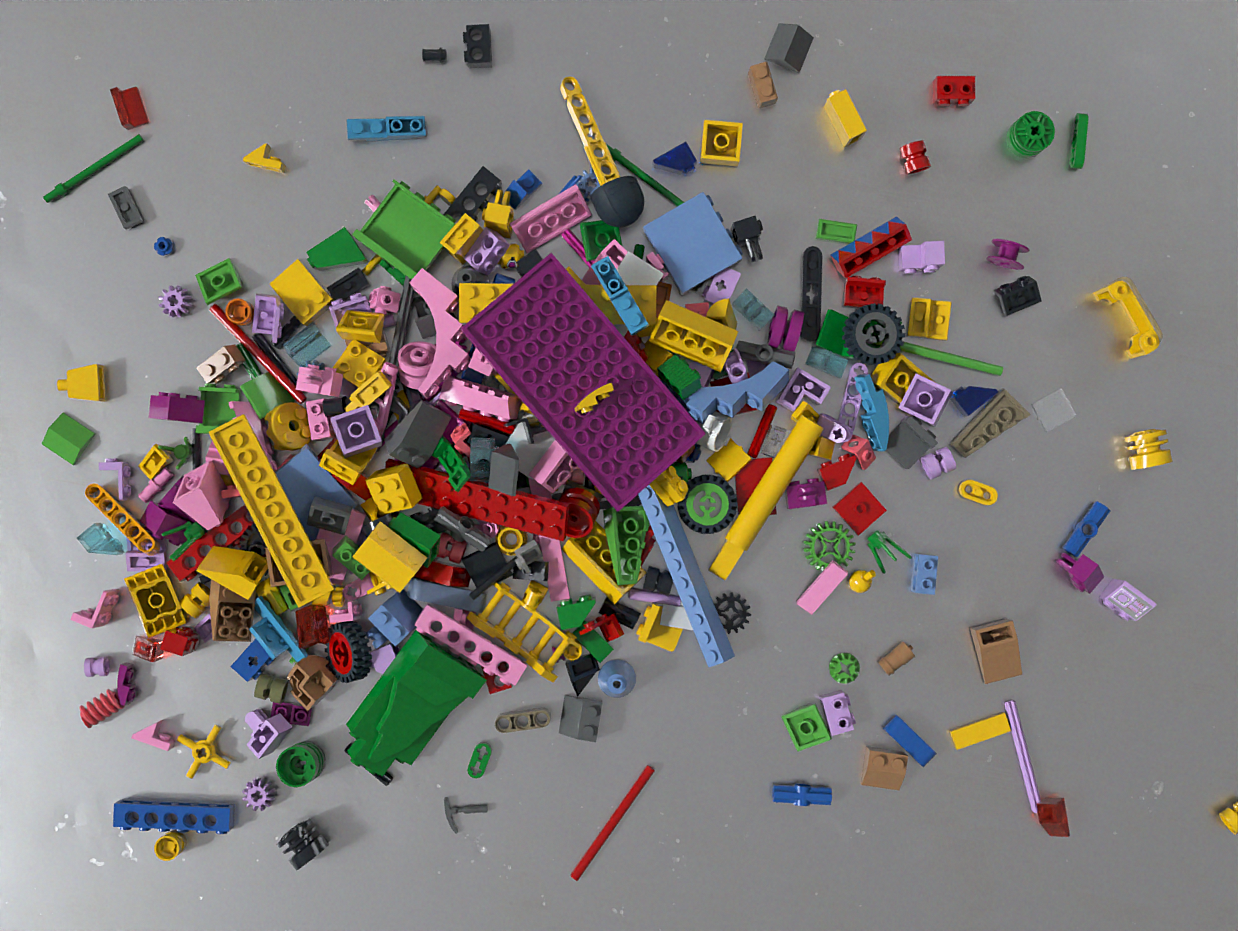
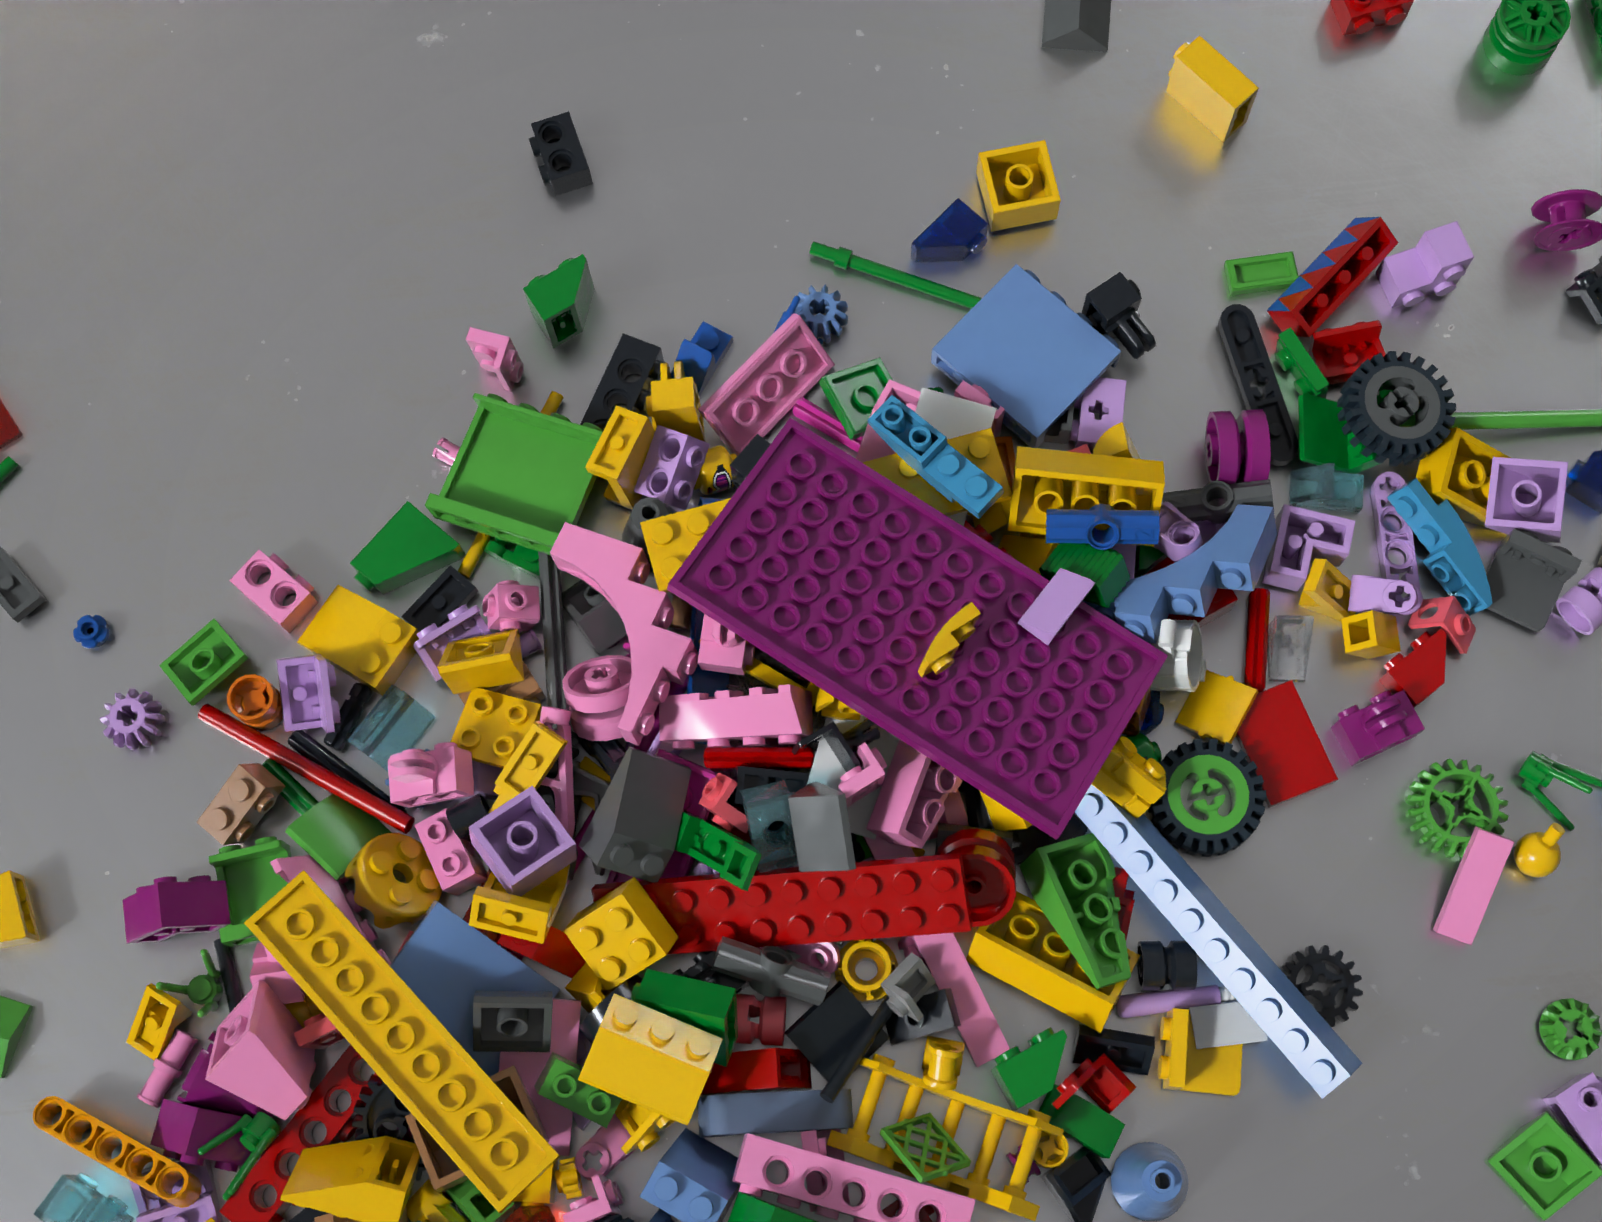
camera: 10 degrees left, 15 degrees down
(123, 473) = (102, 1060): lavender bracket -> none
(259, 159) = (231, 436): yellow slope -> none
(261, 255) = (271, 594): none -> bright pink brick
(386, 129) = (440, 326): dark azure slope -> none
(415, 160) = (496, 355): none -> bright pink bracket
(434, 55) = (490, 189): black pin -> none
(446, 196) = (573, 404): yellow tile -> none
(455, 137) = (561, 300): none -> green slope
(512, 633) = (909, 1158): none -> bright green window
(529, 452) = (859, 782): none -> bright pink bracket
(618, 198) = (872, 316): piece -> none
(656, 392) = (1055, 604): none -> lavender slope
(694, 357) = (1124, 528): none -> blue piece
(752, 309) = (1167, 436): clear light blue brick -> none
(762, 85) = (1055, 80): medium nougat brick -> none
(766, 495) = (1309, 748): yellow piece -> none
(833, 285) = (1294, 357): none -> green plate
(859, 508) = (1482, 725): red plate -> none
(915, 157) = (1346, 114): red wheel -> none
(929, 319) = (1477, 367): yellow slope -> none

